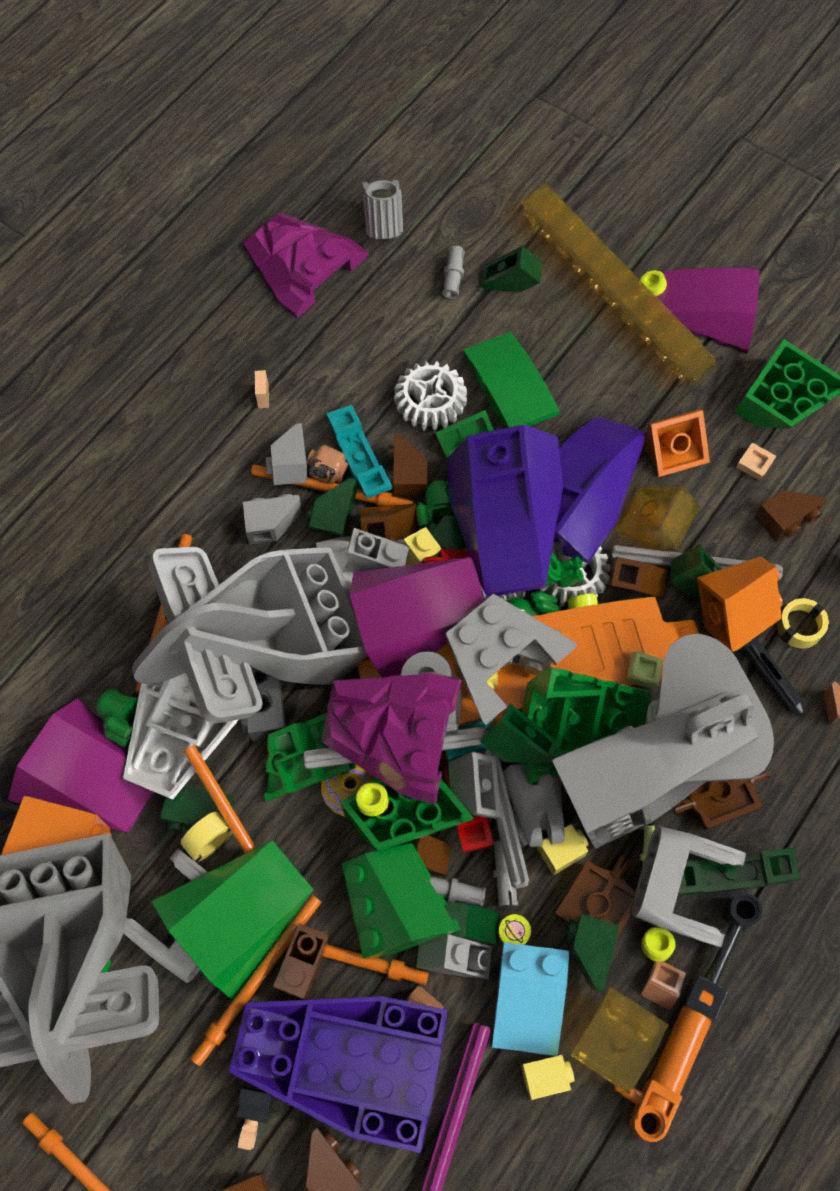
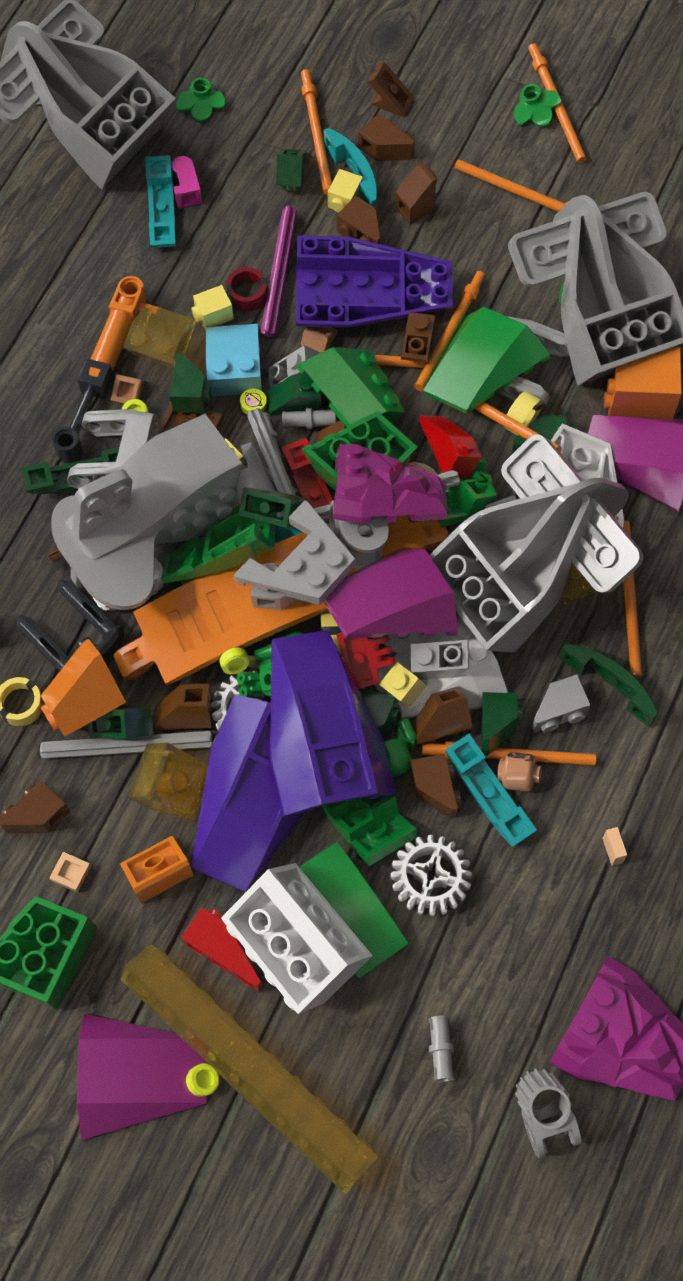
camera: 170 degrees right, 0 degrees up
(116, 712) = (641, 500): green piece -> none
(231, 554) = (581, 658): none -> dark green slope
(254, 1108) = (426, 245): black piece -> none
(288, 458) = (559, 766): light grey slope -> none
(300, 813) = (451, 445): none -> red slope
(372, 799) = (391, 446): neon yellow tile -> none
(476, 783) = (305, 479): light grey slope -> none
(512, 271) = (371, 1059): dark green slope -> none
(520, 1097) = (246, 303): none -> dark red piece
(561, 349) = (295, 937): none -> white brick
(628, 375) = (212, 940): none -> red slope
(644, 670) = (168, 601): yellowish green tile -> none

